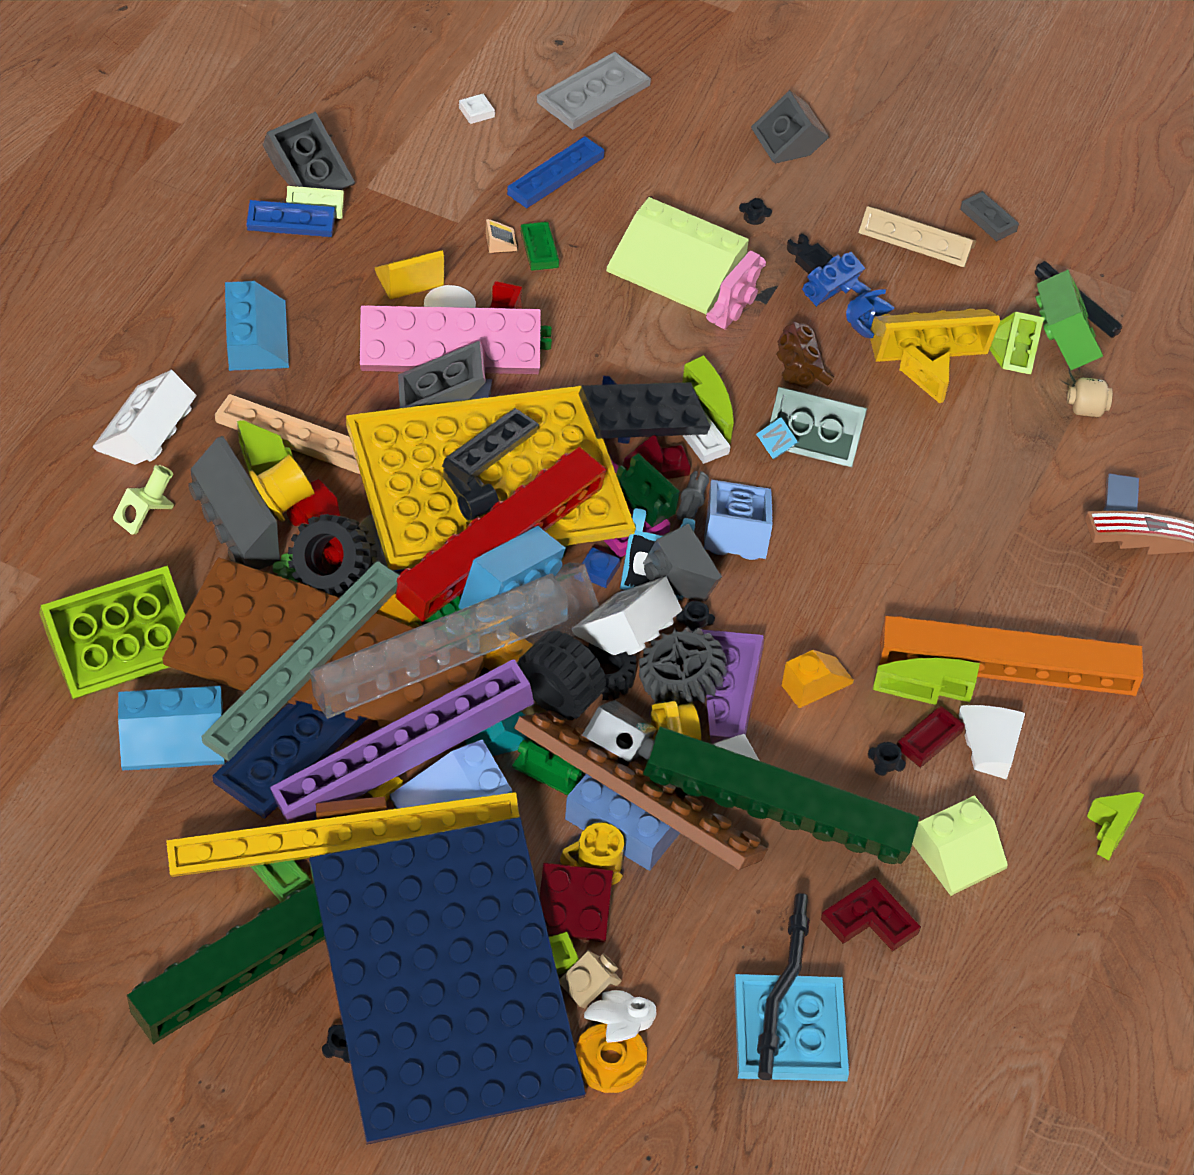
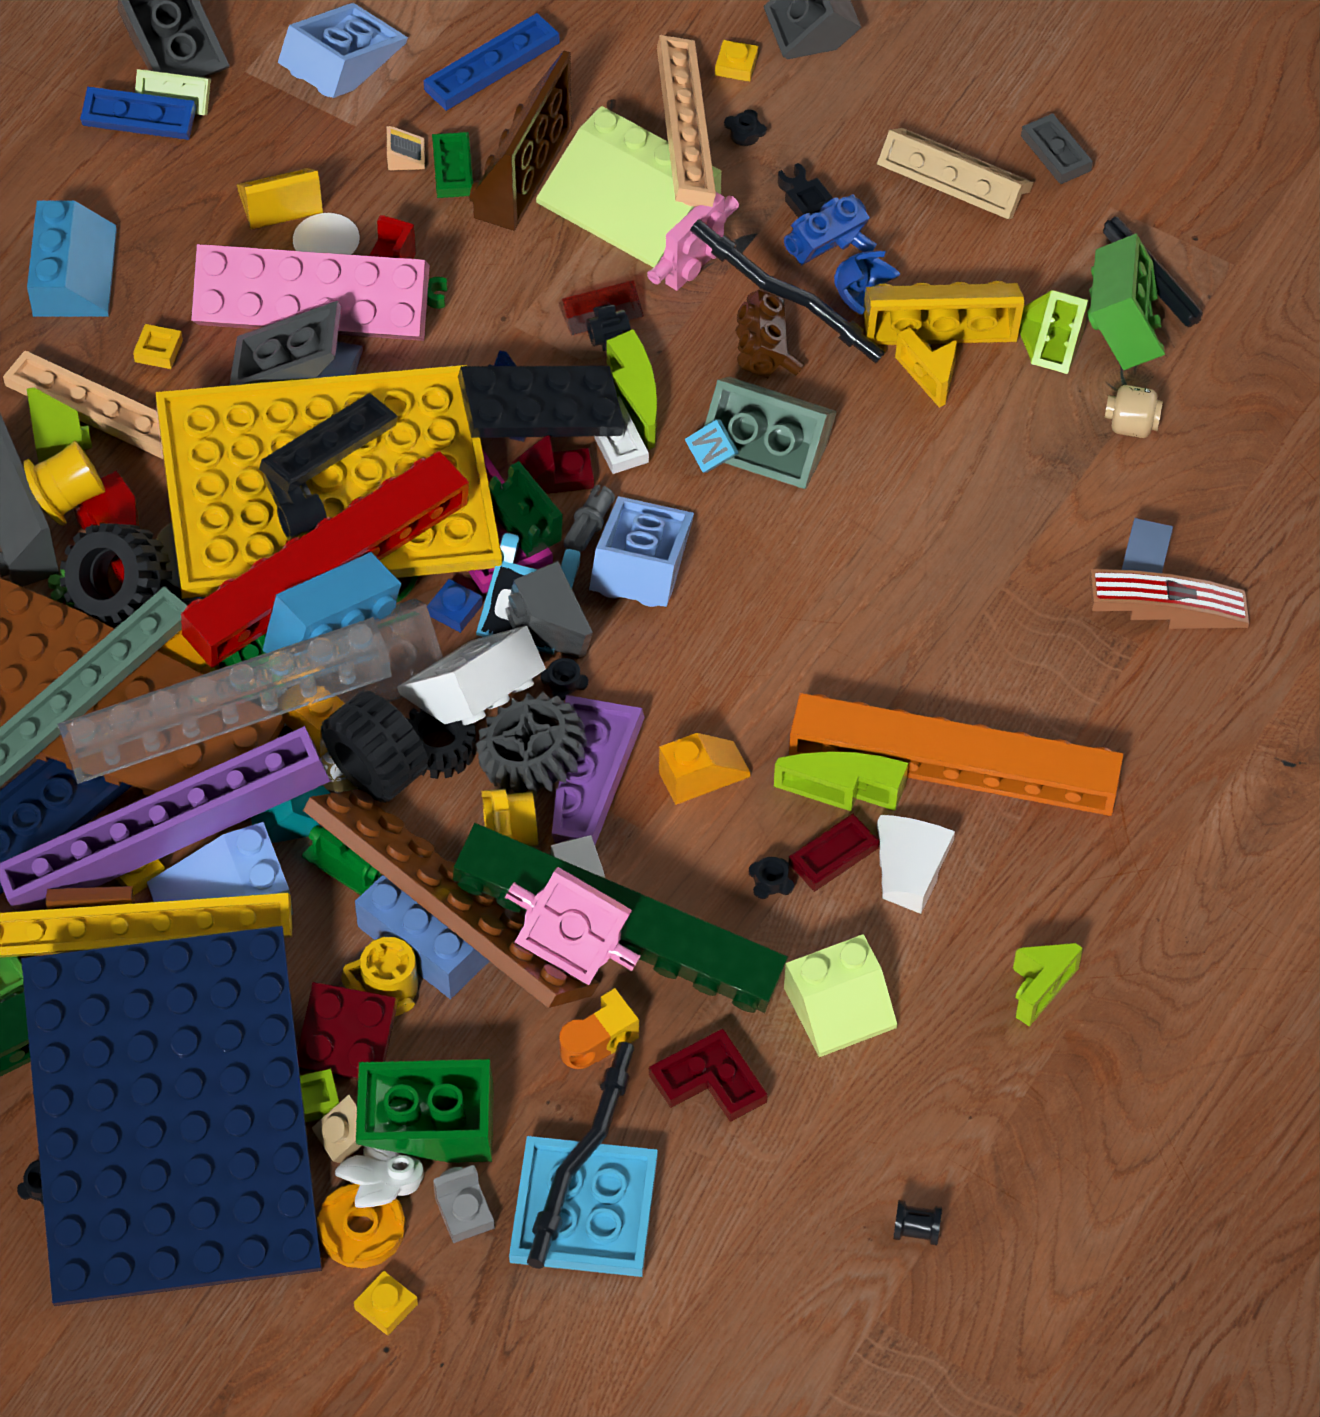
camera: 10 degrees right, 5 degrees up
(333, 386) = (158, 346): none -> yellow plate
(437, 167) = (339, 48): none -> light blue slope
(595, 230) = (526, 149): none -> reddish brown slope
(612, 730) = (434, 820): torso -> none
(642, 1119) = (385, 1303): none -> yellow plate
(654, 957) = (427, 1108): none -> green slope
(671, 343) = (580, 307): none -> clear red slope
(680, 354) = (606, 325): none -> black gear
(691, 1033) = (462, 1203): none -> light grey bracket
(717, 205) = (685, 122): none -> light nougat plate
(738, 165) = (736, 60): none -> yellow plate
(750, 802) = (573, 926): none -> bright pink plate
(778, 889) = (598, 1034): none -> leg
(864, 351) = (725, 249): none -> black bar
(1059, 1020) = (917, 1222): none -> black bush

